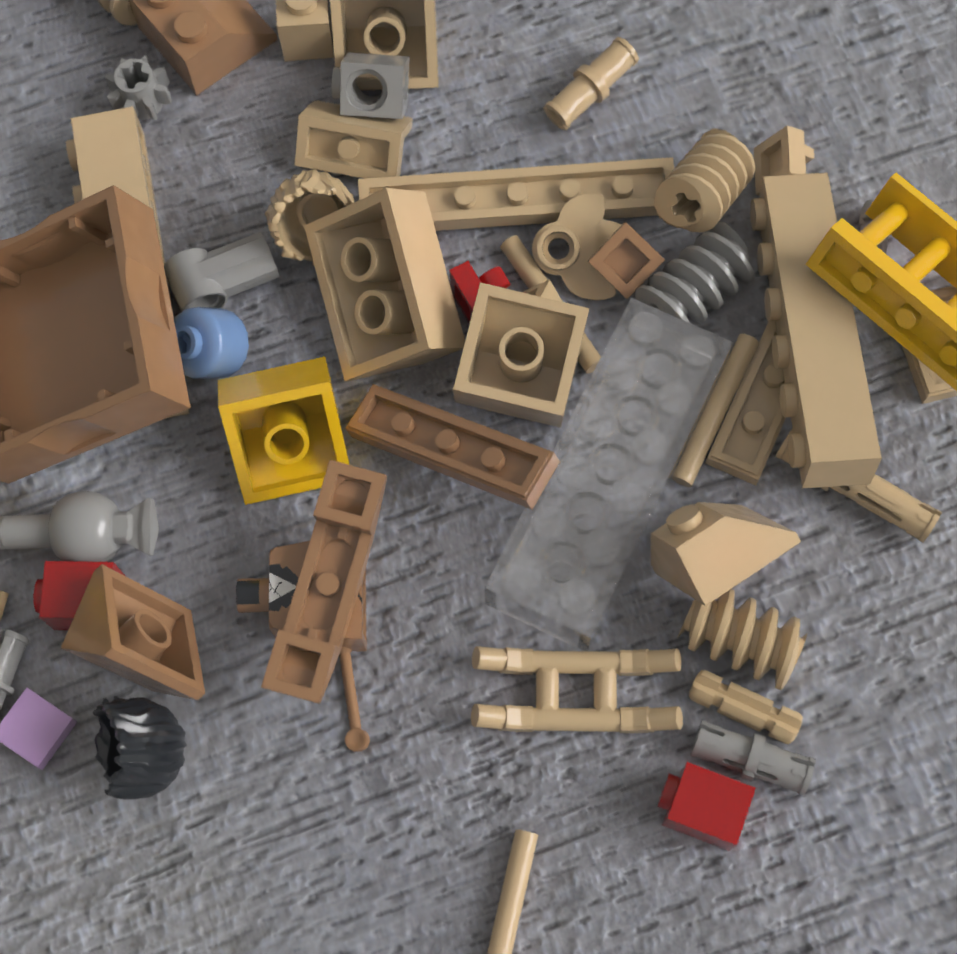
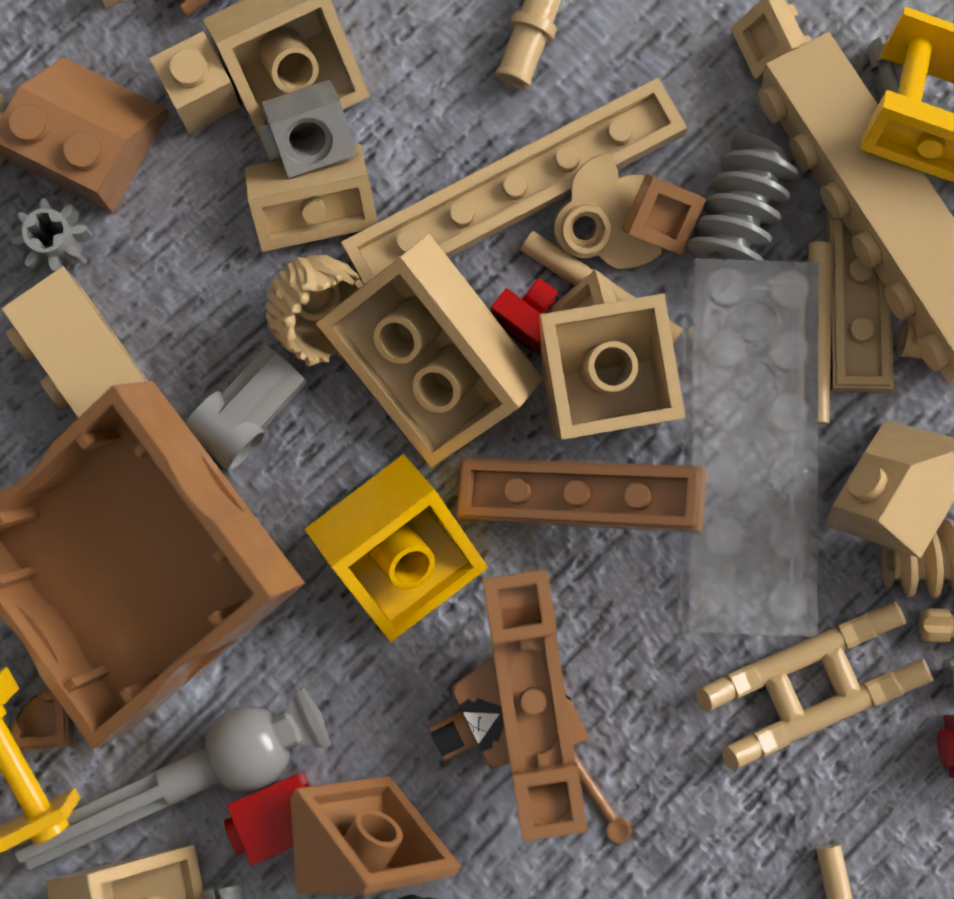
camera: 30 degrees left, 10 degrees up
(211, 342) = (279, 490): medium blue head -> none
(705, 182) = (710, 94): tan piece -> none

